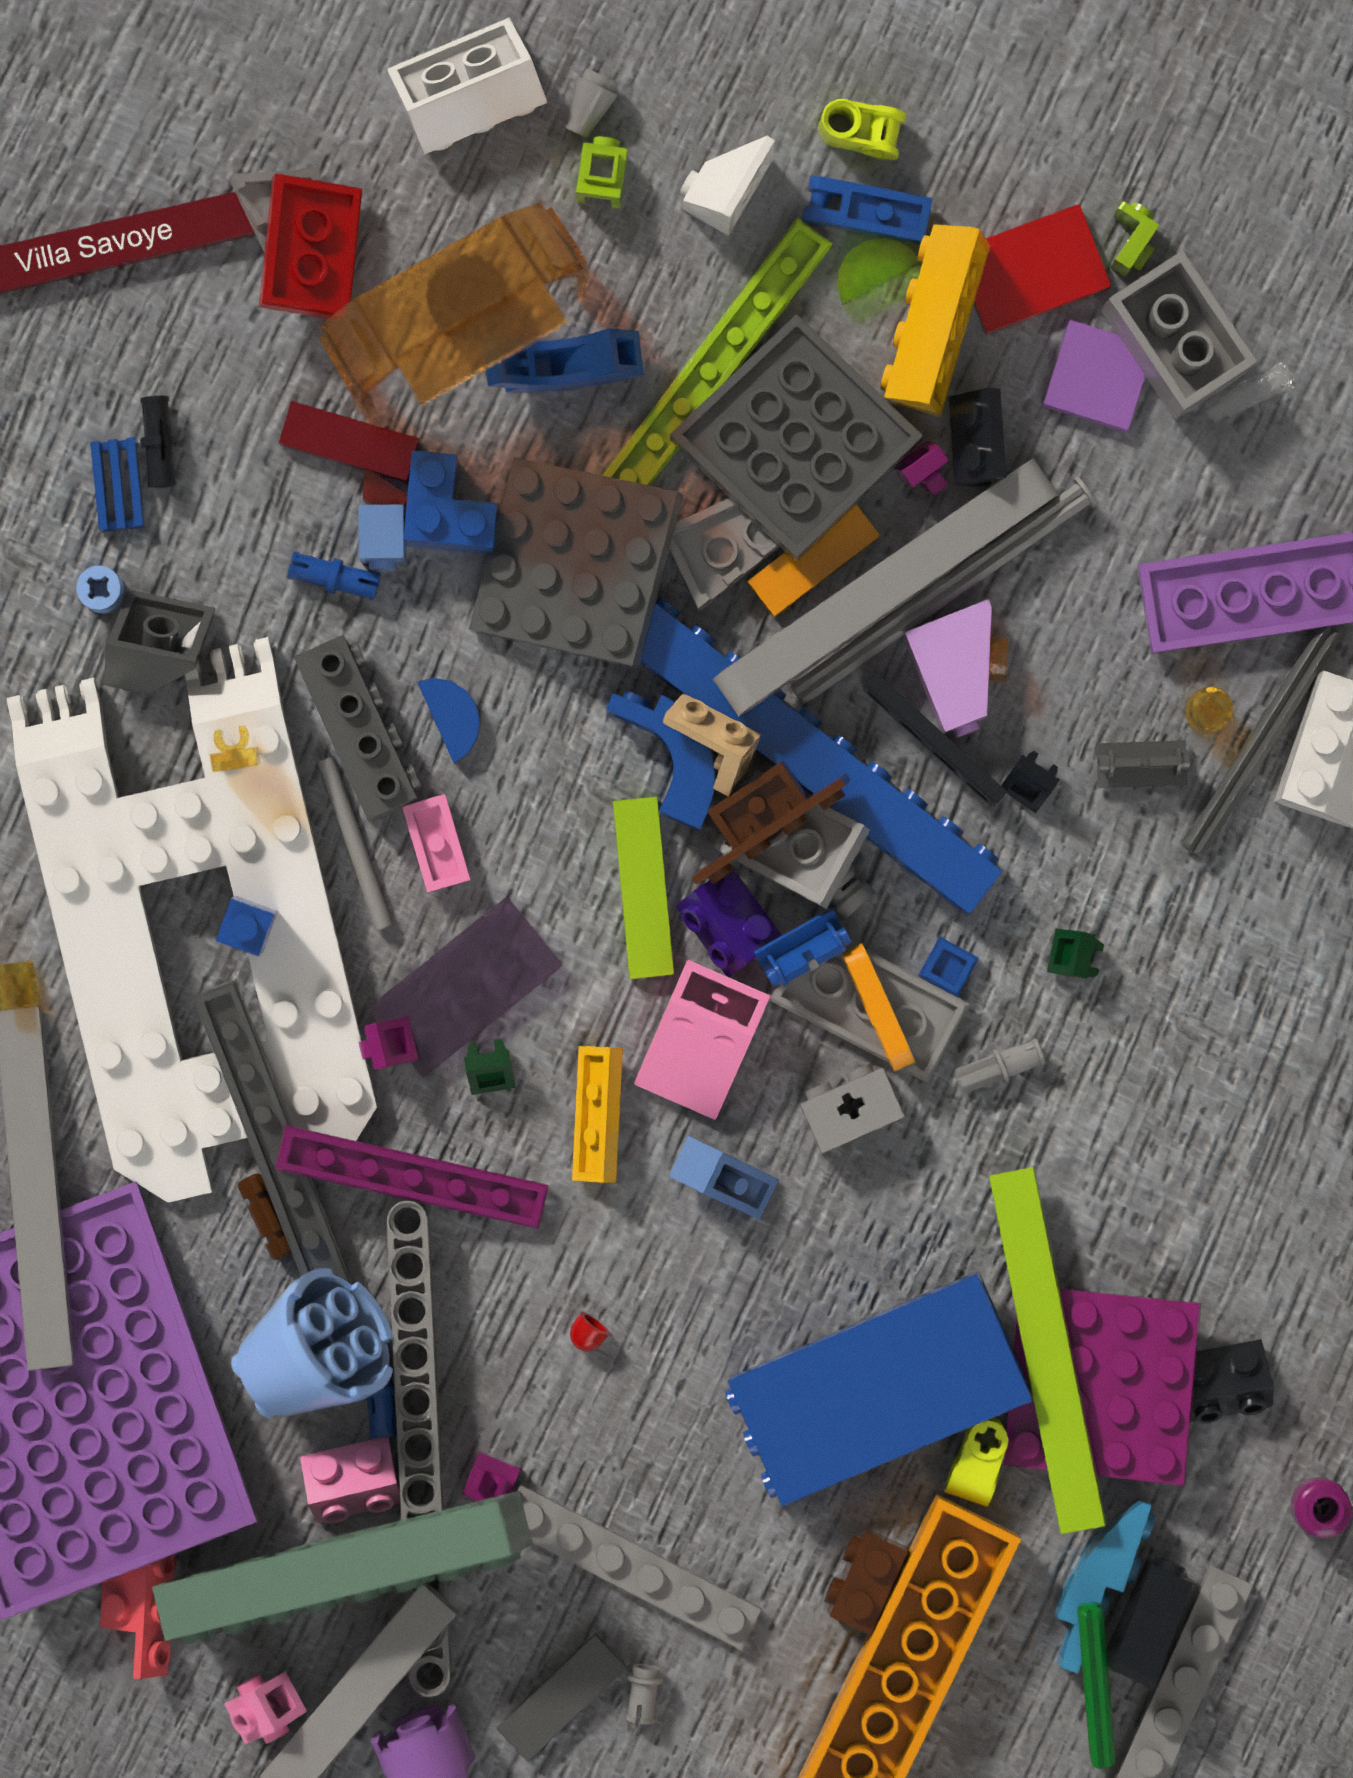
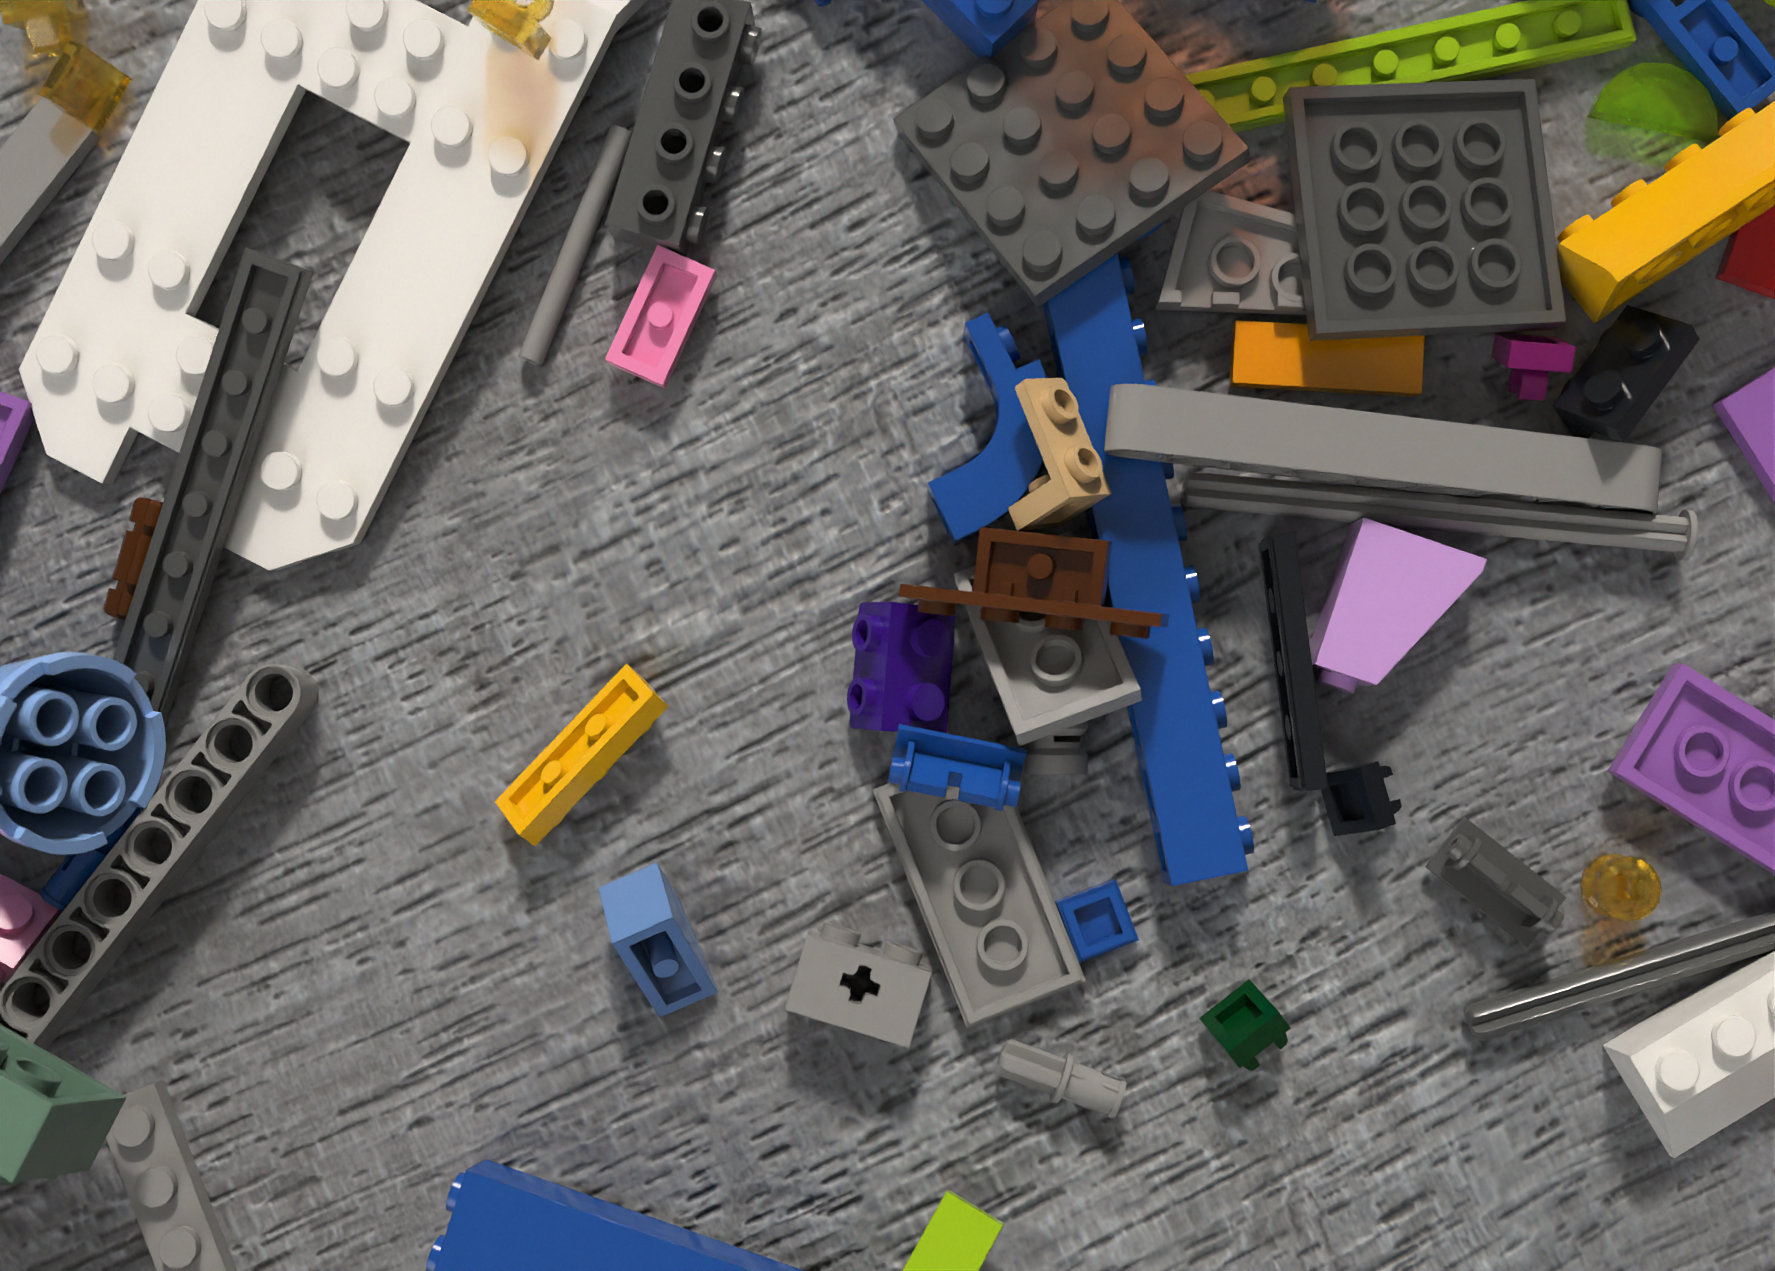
camera: 45 degrees right, 0 degrees up
(246, 926) = (369, 221): blue brick -> none
(389, 1043) = (421, 485): magenta tile -> none
(411, 1176) = (319, 647): magenta tile -> none
(453, 714) = (798, 197): blue tile -> none
(469, 984) = (561, 496): clear purple tile -> none
(489, 1070) = (507, 607): dark green tile -> none
(490, 1478) = (130, 1049): magenta tile -> none
(587, 1332) = (370, 980): red hinge -> none
(643, 888) = (841, 553): lime tile -> none
(701, 1039) = (762, 770): bright pink slope -> none
(878, 1007) = (982, 902): light orange beam -> none
(998, 659) = (1439, 636): clear orange tile -> none

